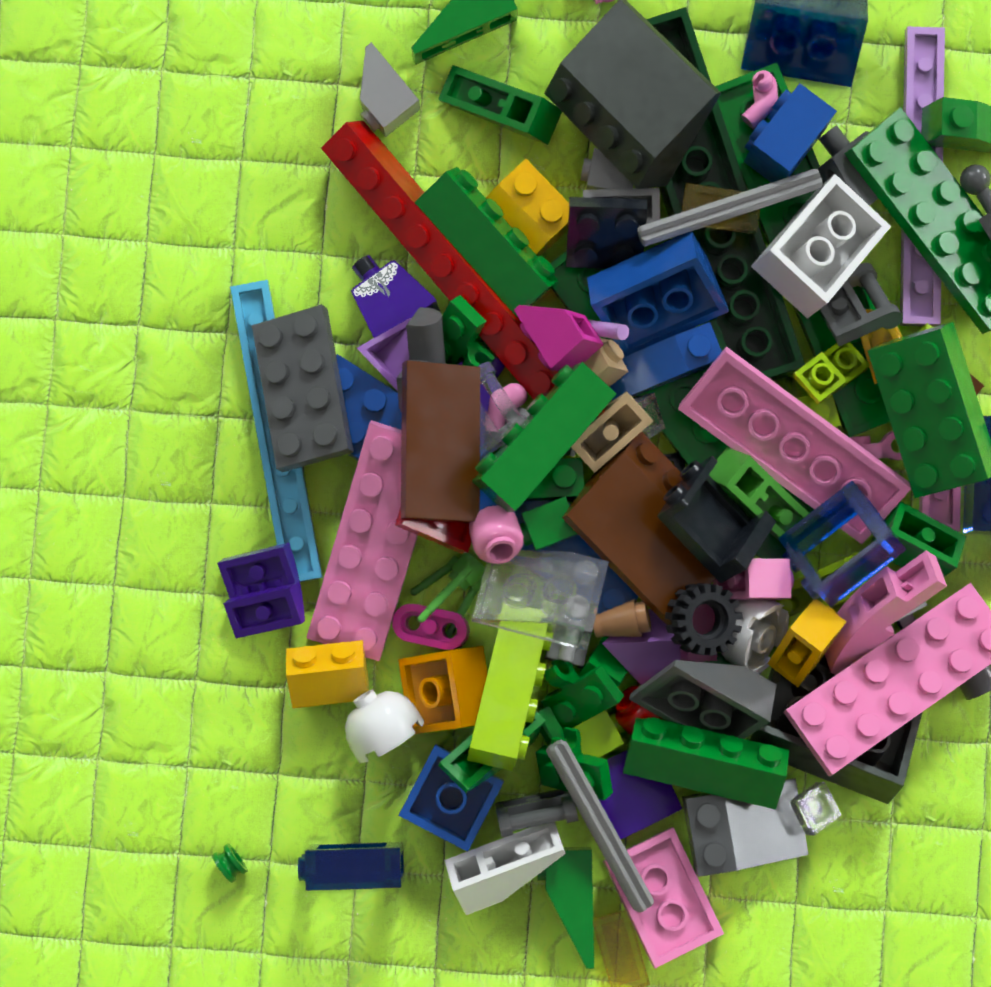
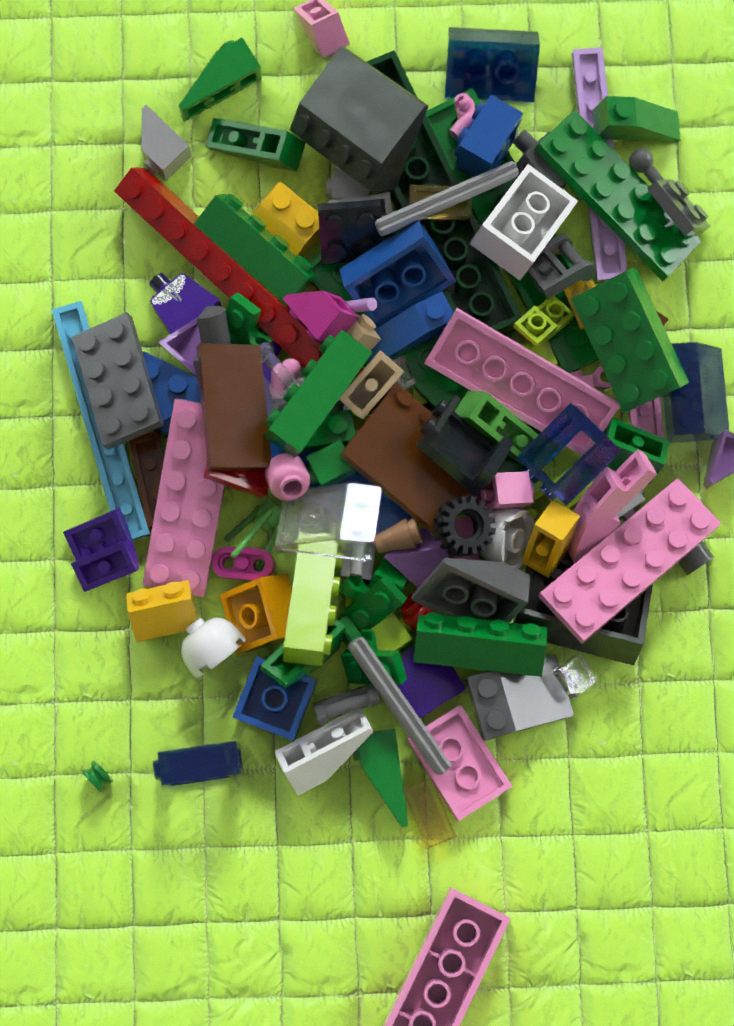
camera: 10 degrees left, 5 degrees down
(329, 495) = (148, 464): none -> reddish brown plate

